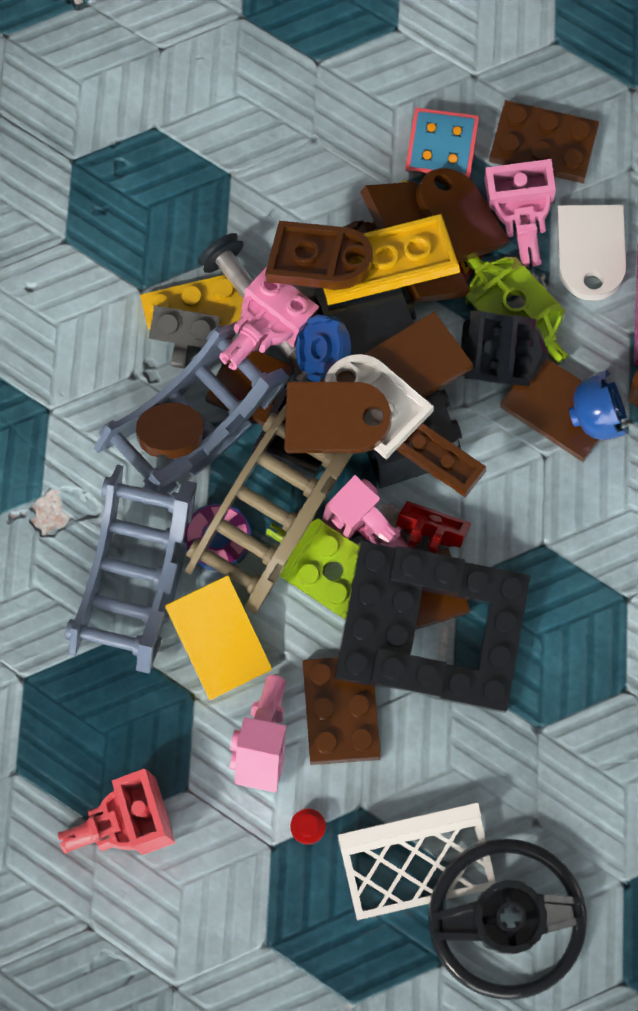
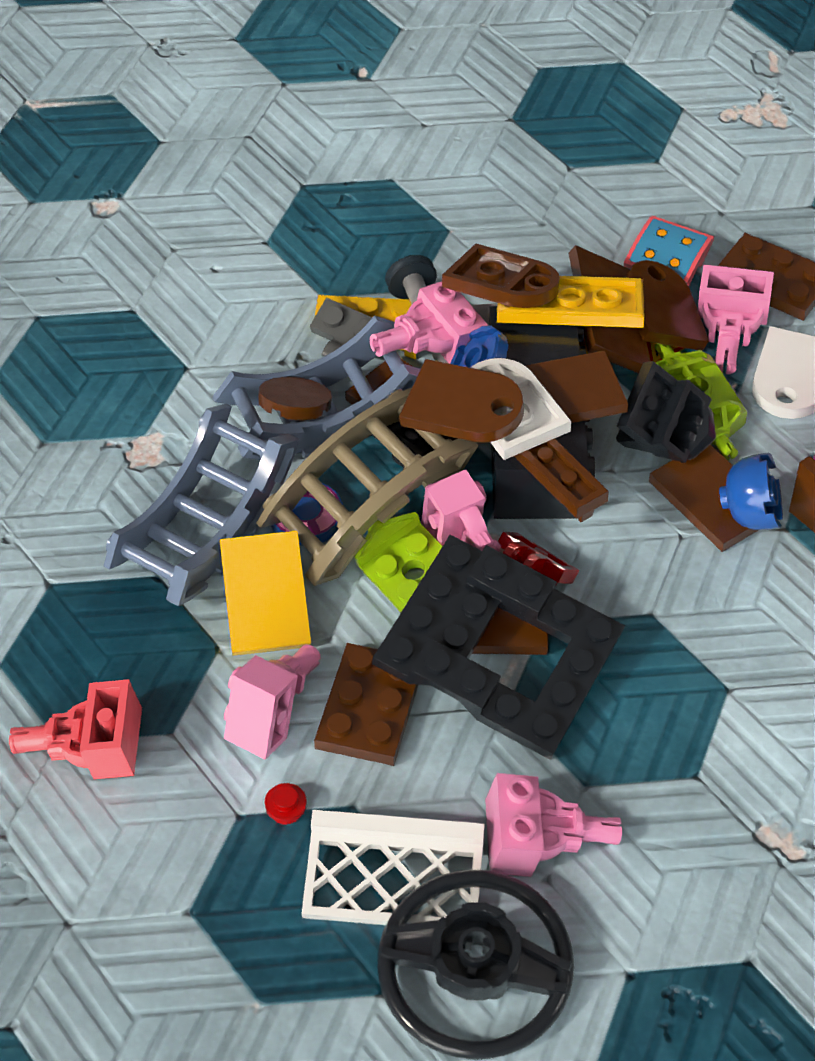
camera: 15 degrees right, 20 degrees down
(516, 784) = (537, 825): none -> bright pink brick

